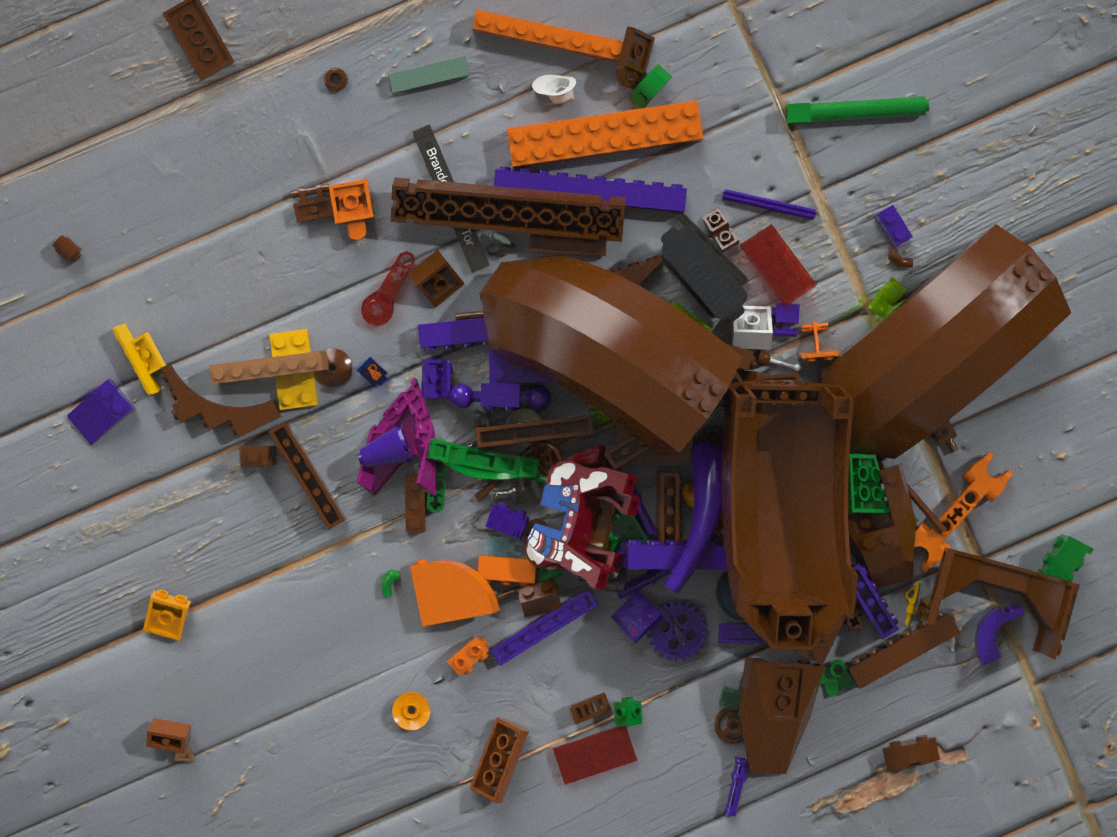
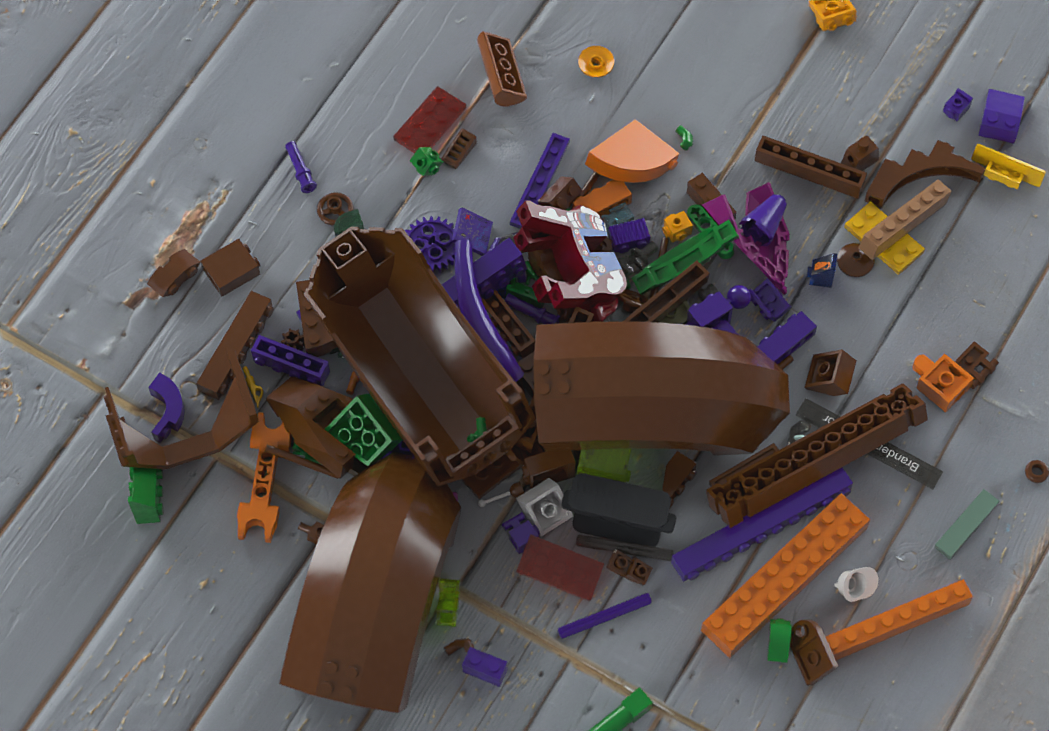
camera: 145 degrees right, 25 degrees down
(125, 446) = (957, 105): none -> dark purple brick
(385, 294) = (860, 339): clear red beam -> none
(455, 502) = (677, 226): none -> light orange brick
(468, 655) = (583, 123): orange brick -> none
(774, 410) = (481, 427): none -> green arm
(776, 710) = (301, 226): reddish brown wedge -> none
(811, 356) = (473, 519): orange plate -> none
(835, 681) = (277, 290): green plate -> none
(859, 727) = (230, 267): none -> reddish brown brick

